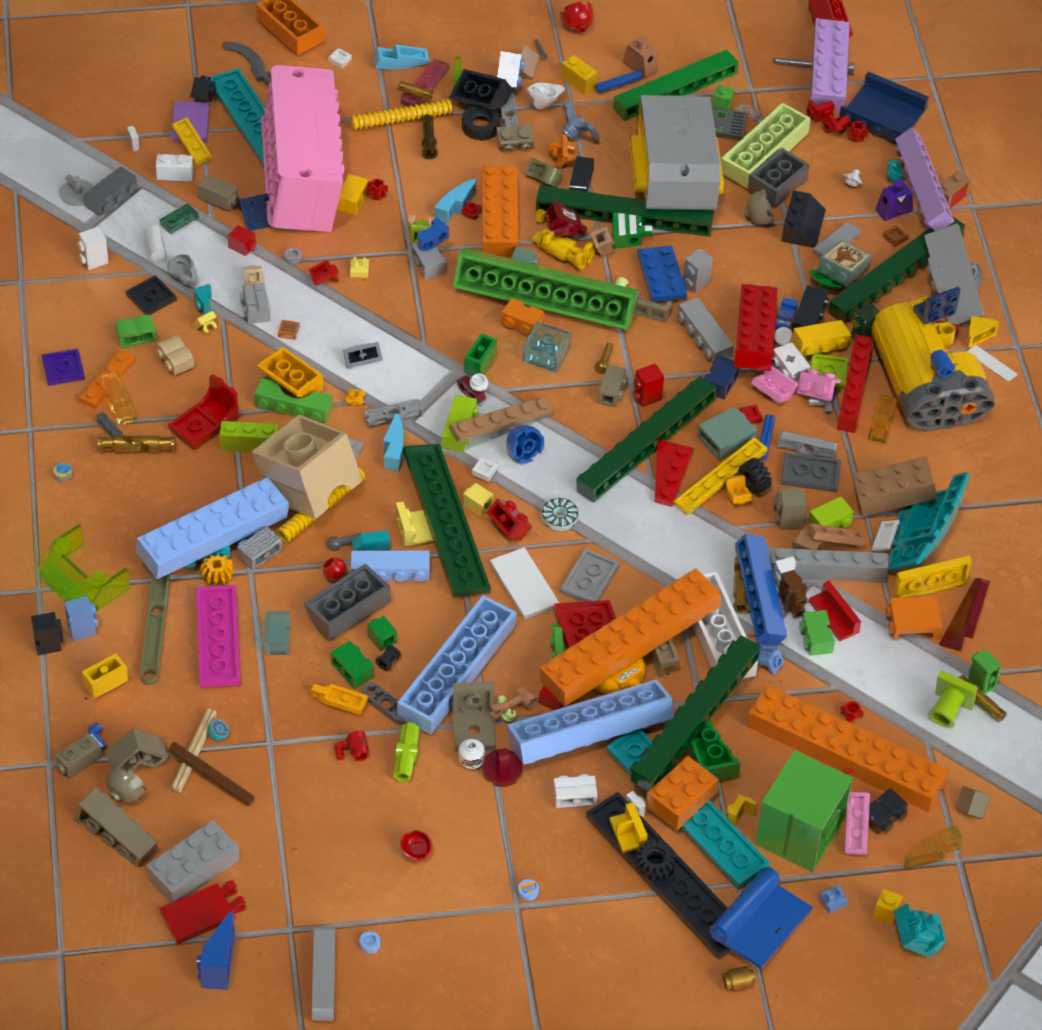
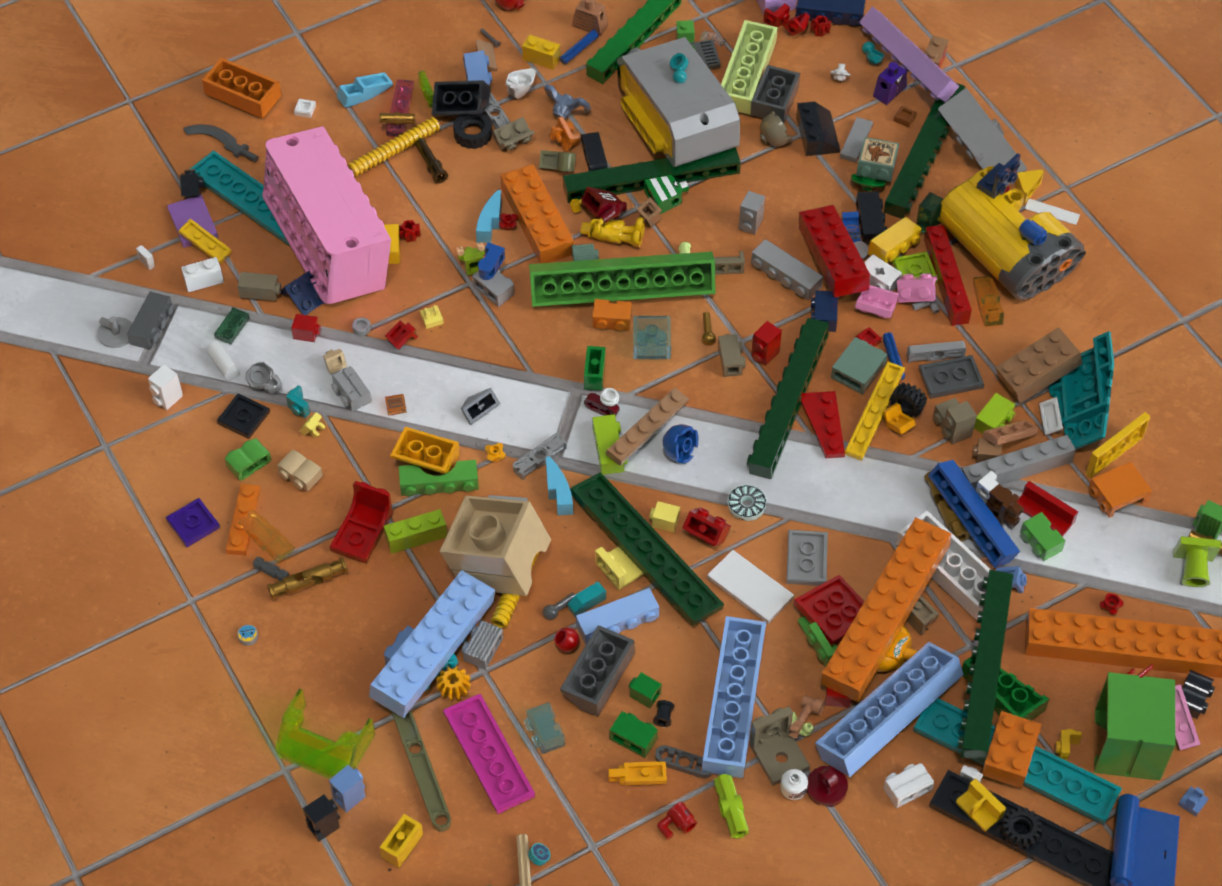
camera: 20 degrees left, 5 degrees up
(484, 469) = (655, 483): white plate -> none
(661, 273) = (717, 225): blue plate -> none
(686, 115) = (679, 63): none -> teal plate
(967, 616) = (1162, 468): dark red wedge -> none

